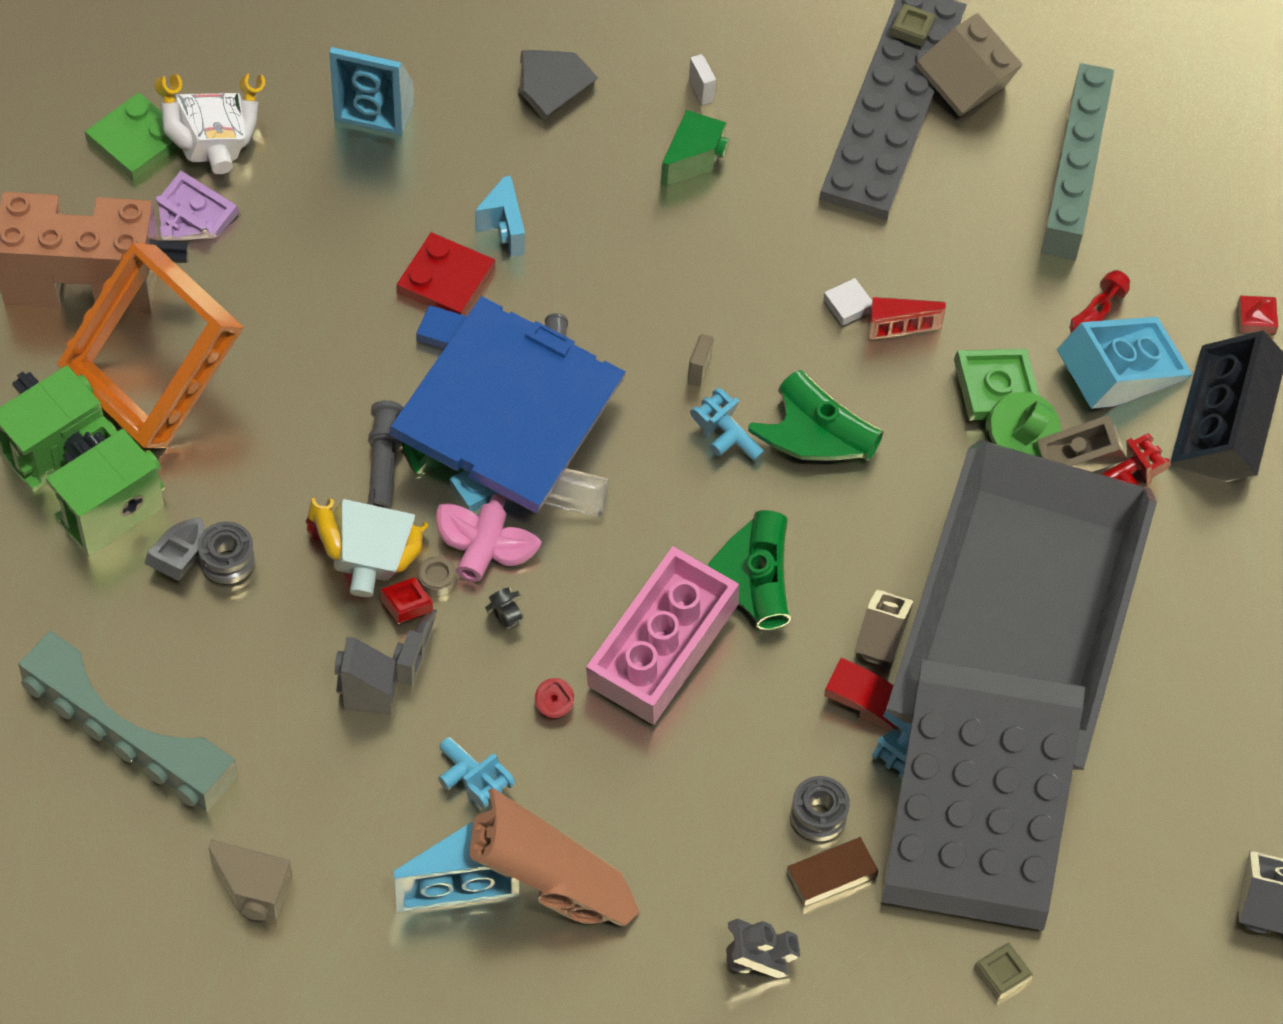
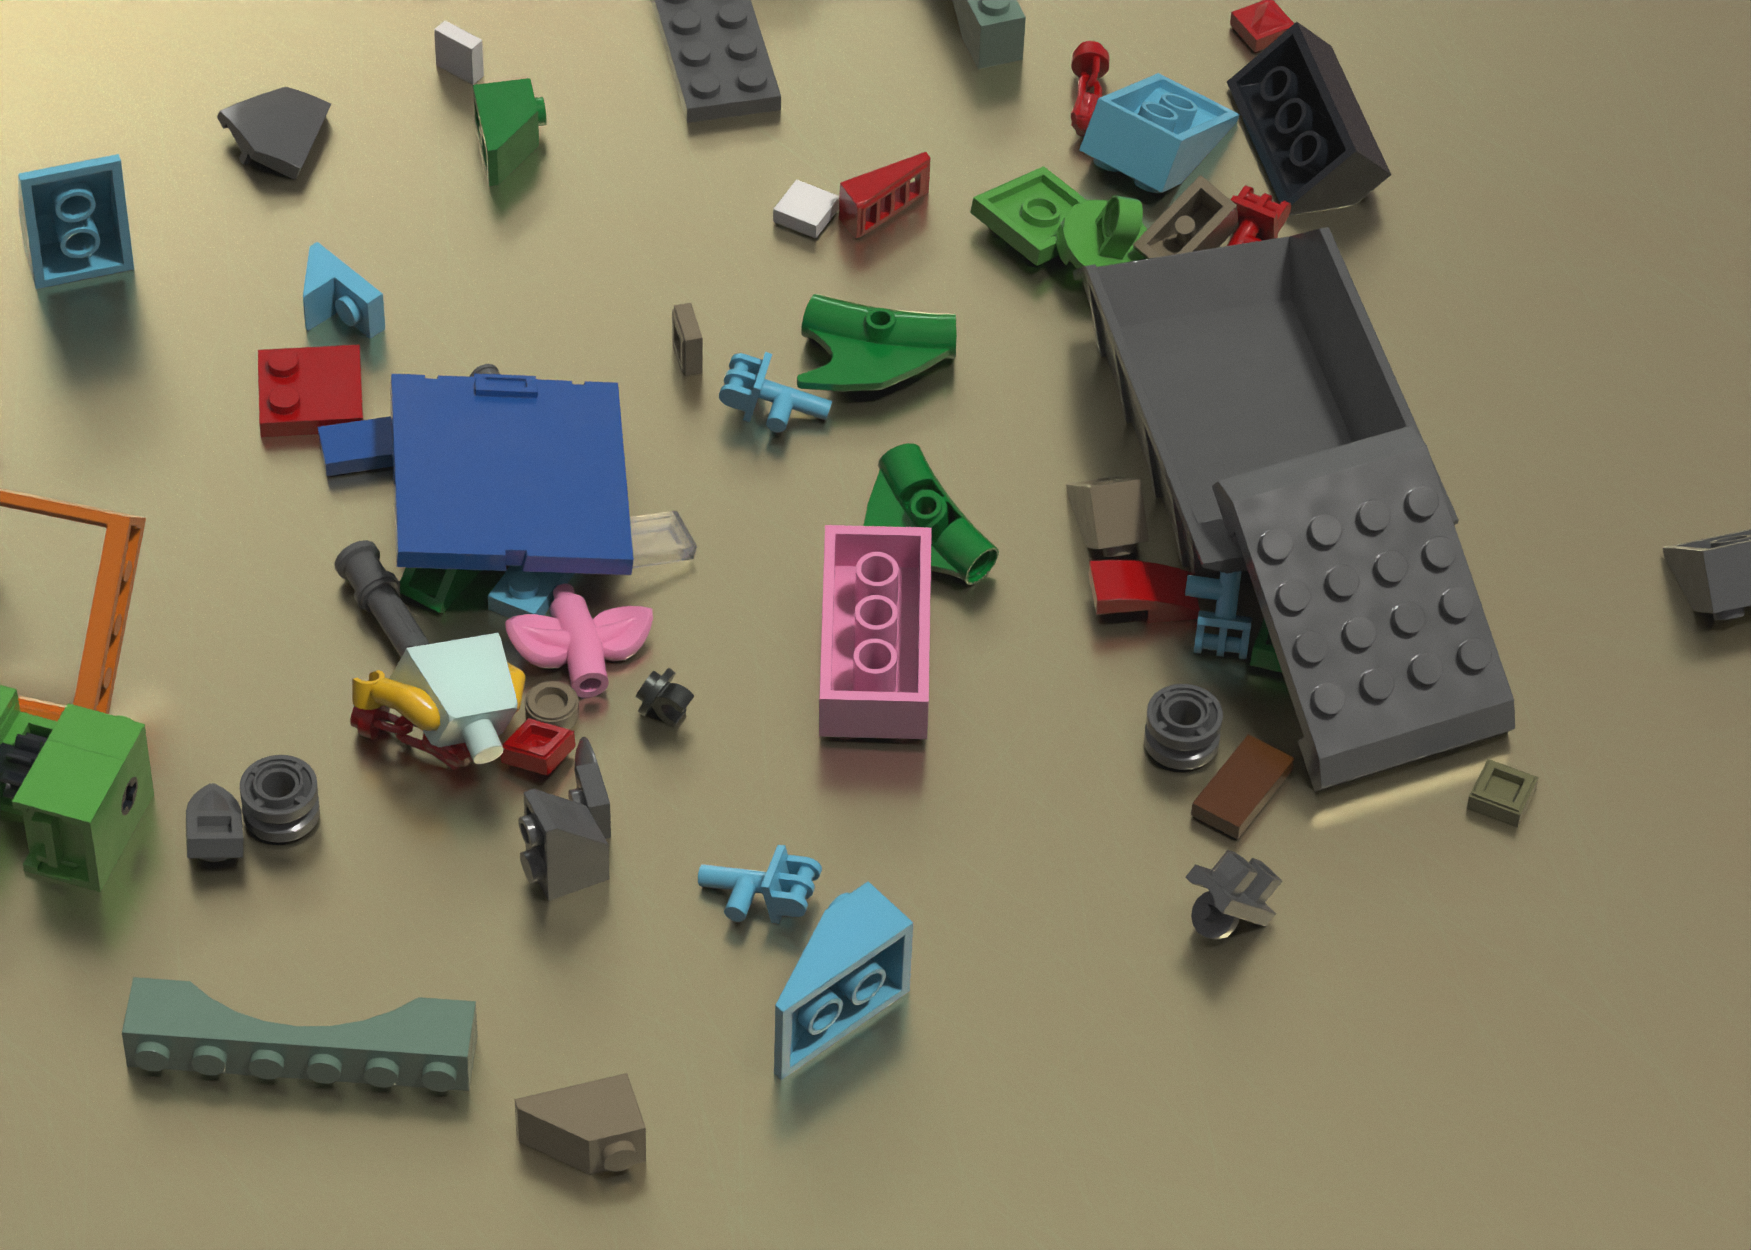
camera: 30 degrees left, 10 degrees down
(541, 856) = (974, 927): nougat panel -> none
(554, 698) = (793, 764): red tile -> none

